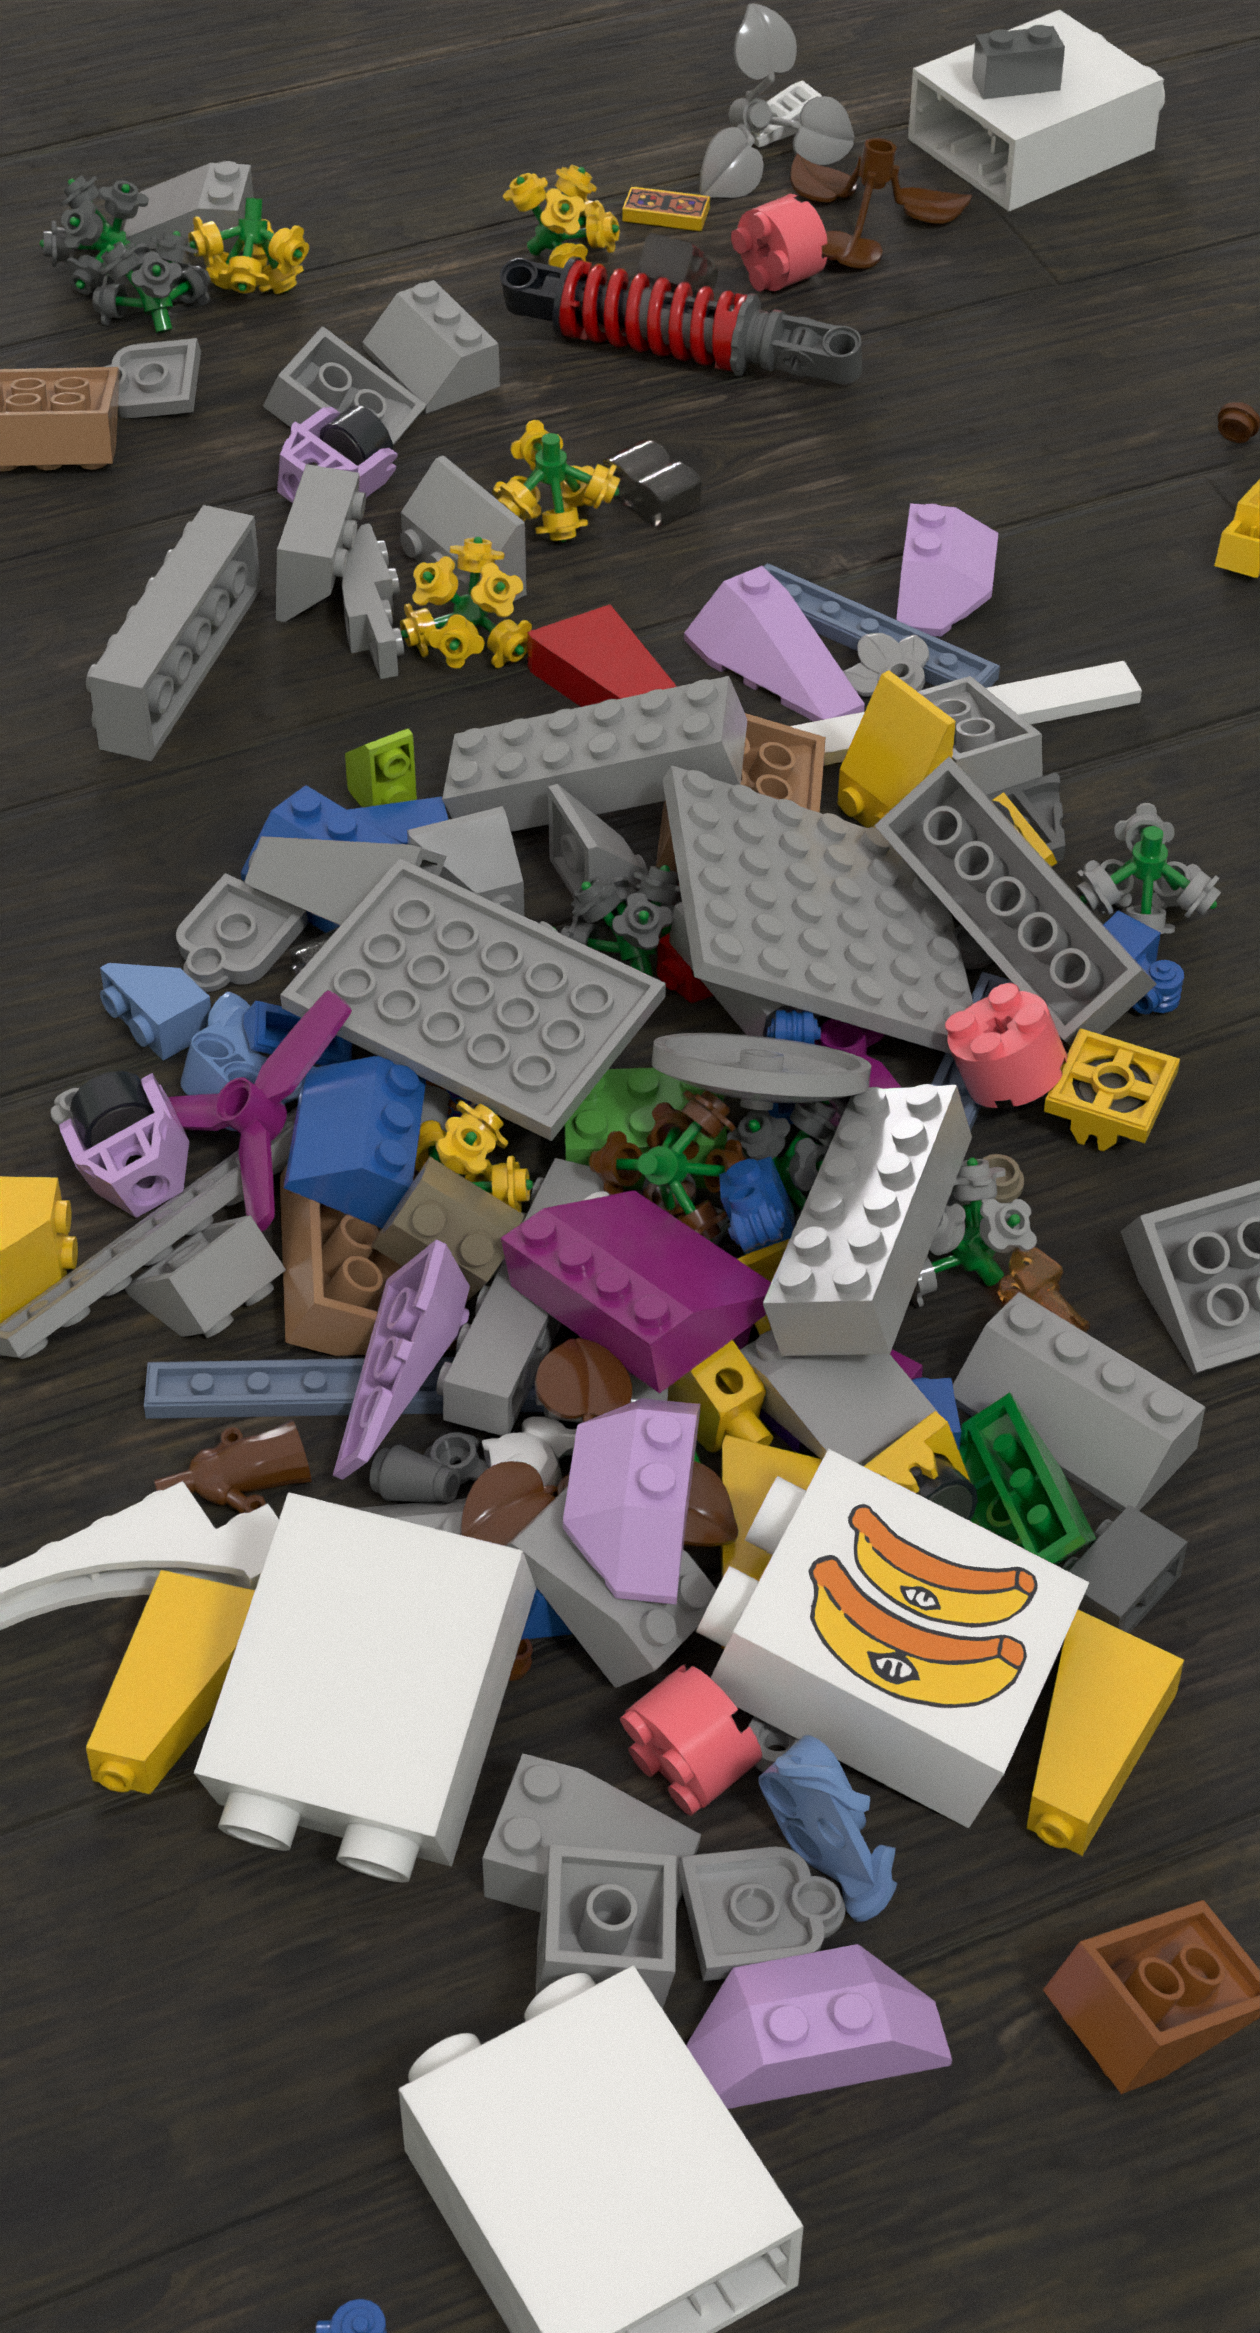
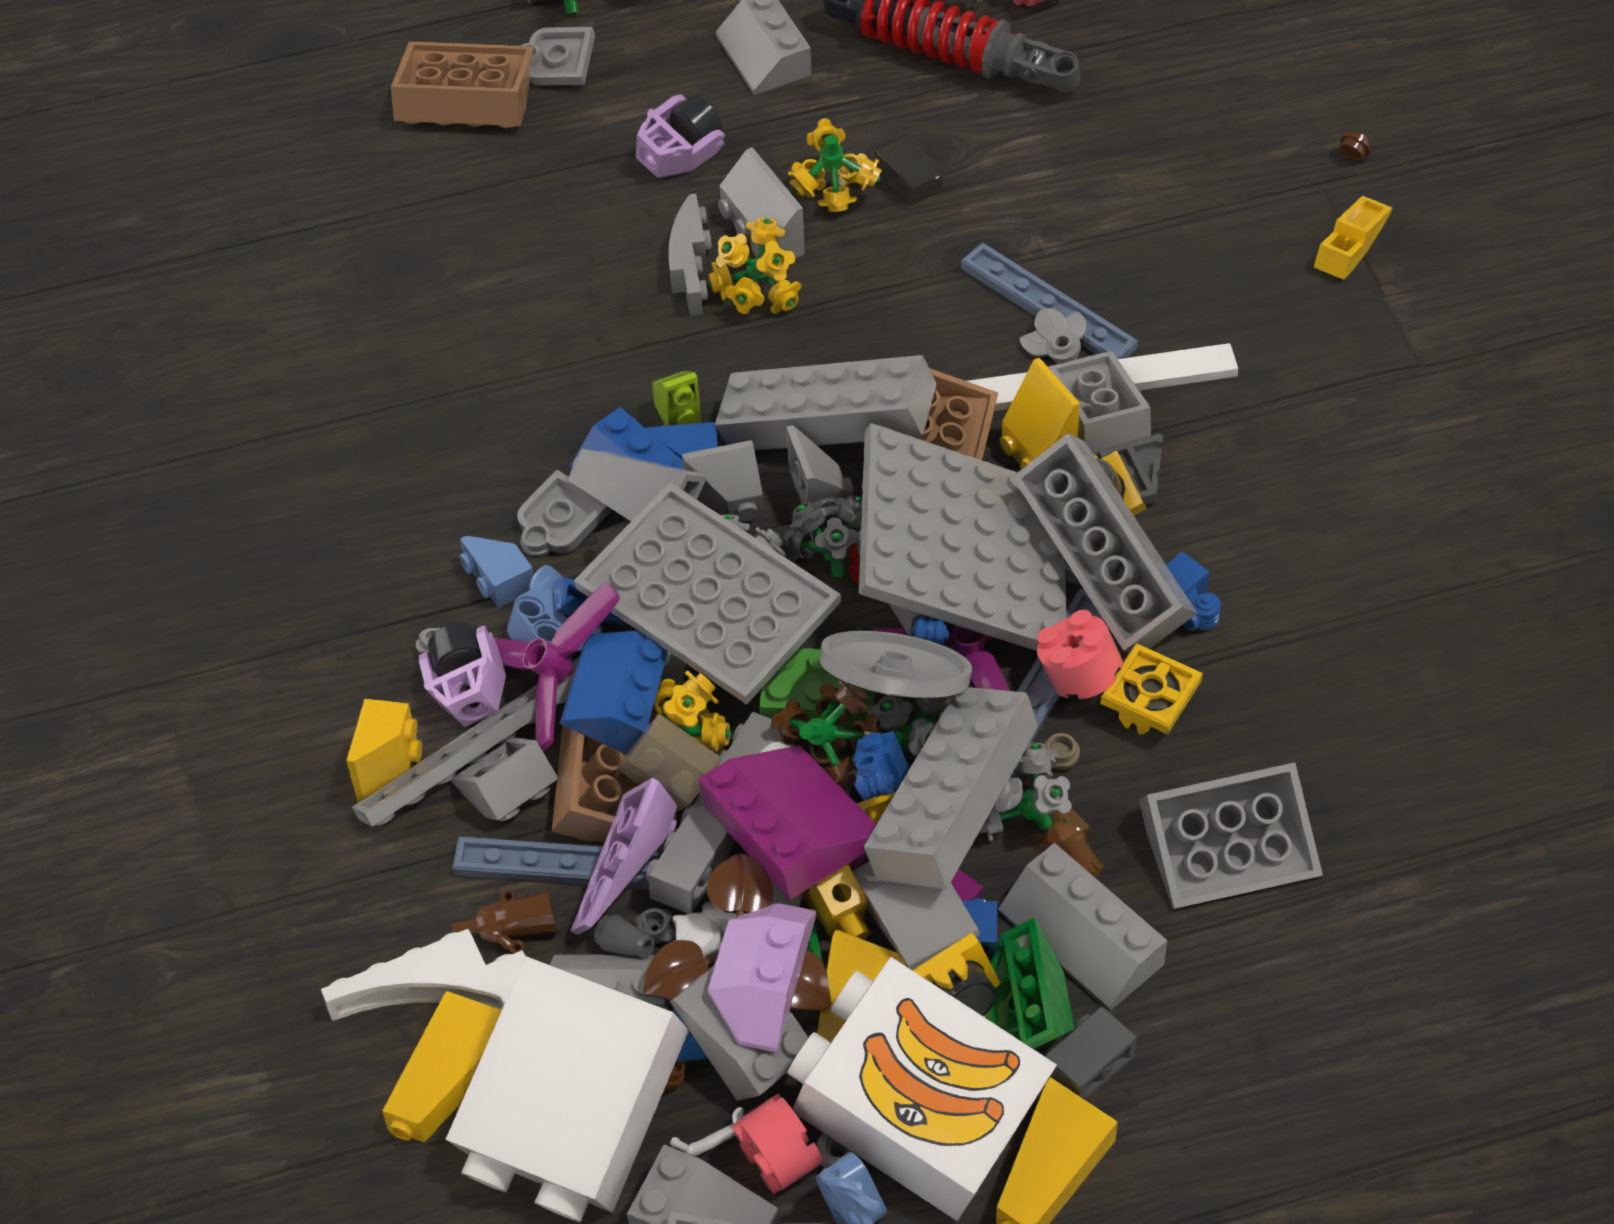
camera: 10 degrees right, 5 degrees up
(174, 633) = (545, 274): light grey brick -> none
(316, 538) = (654, 204): light grey slope -> none
(338, 377) = (693, 70): light grey slope -> none
(594, 658) = (846, 320): red slope -> none
(594, 1743) = (709, 1142): none -> white piece
(767, 639) = (970, 309): lavender wedge -> none
(944, 568) = (1110, 256): lavender wedge -> none
(1172, 881) = (1228, 528): light grey plant -> none

